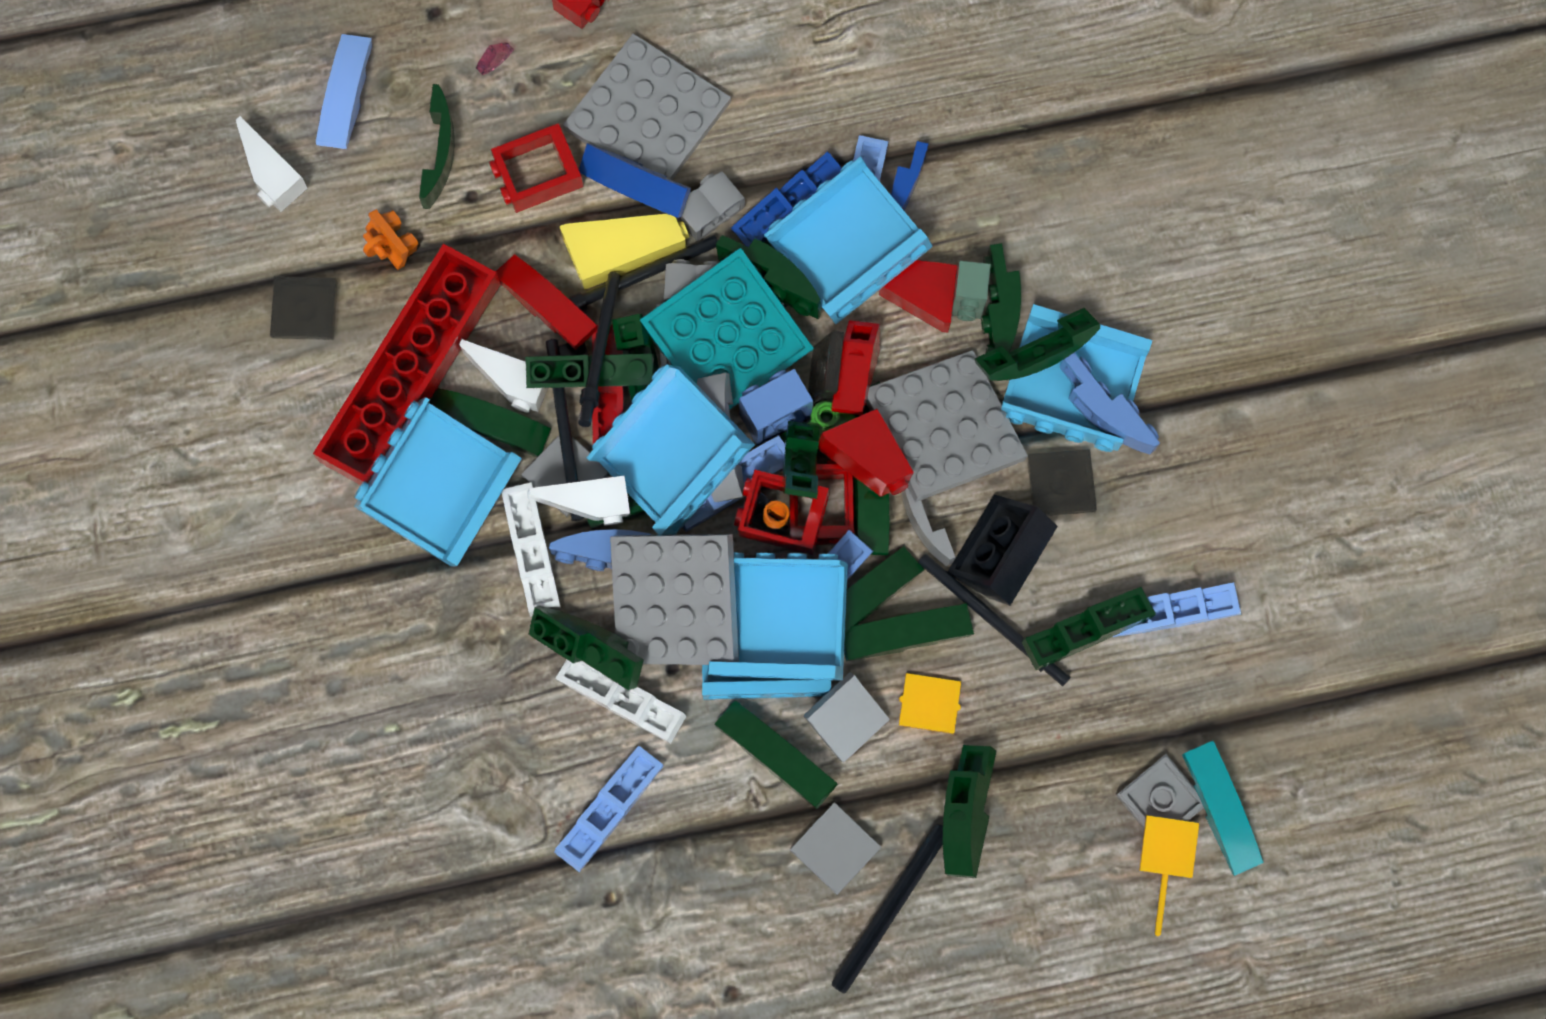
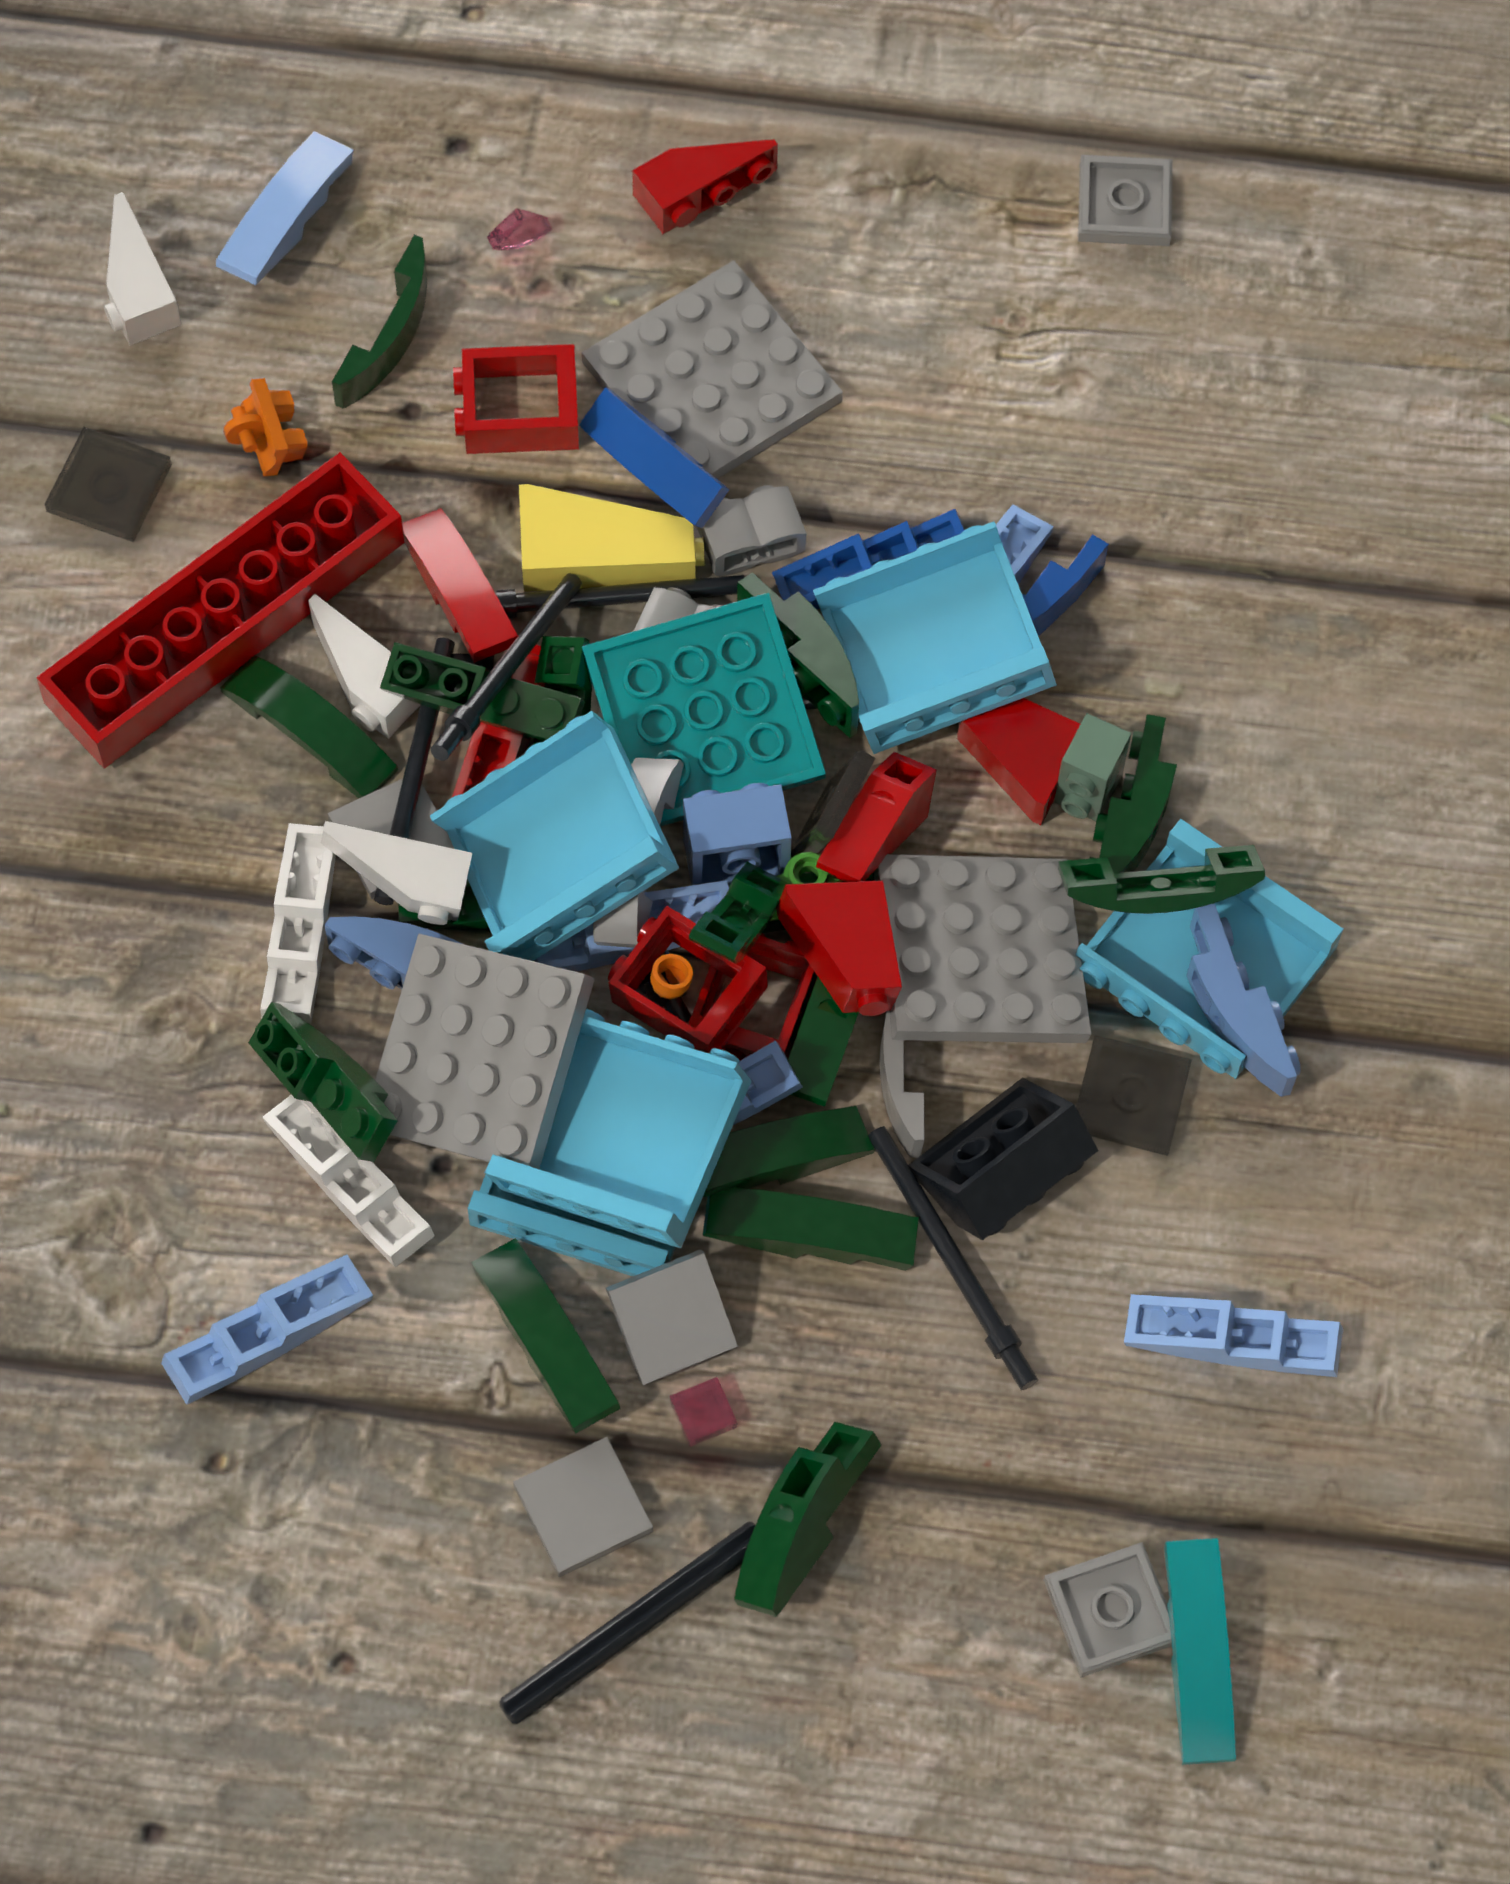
camera: 20 degrees right, 10 degrees down
(436, 482) = (196, 777): medium azure panel -> none
(883, 765) = (703, 1411): none -> clear pink tile
(929, 703) = (808, 1346): yellow piece -> none
(1088, 628) = (1091, 1313): dark green slope -> none
(1168, 850) = (1094, 1686): yellow piece -> none

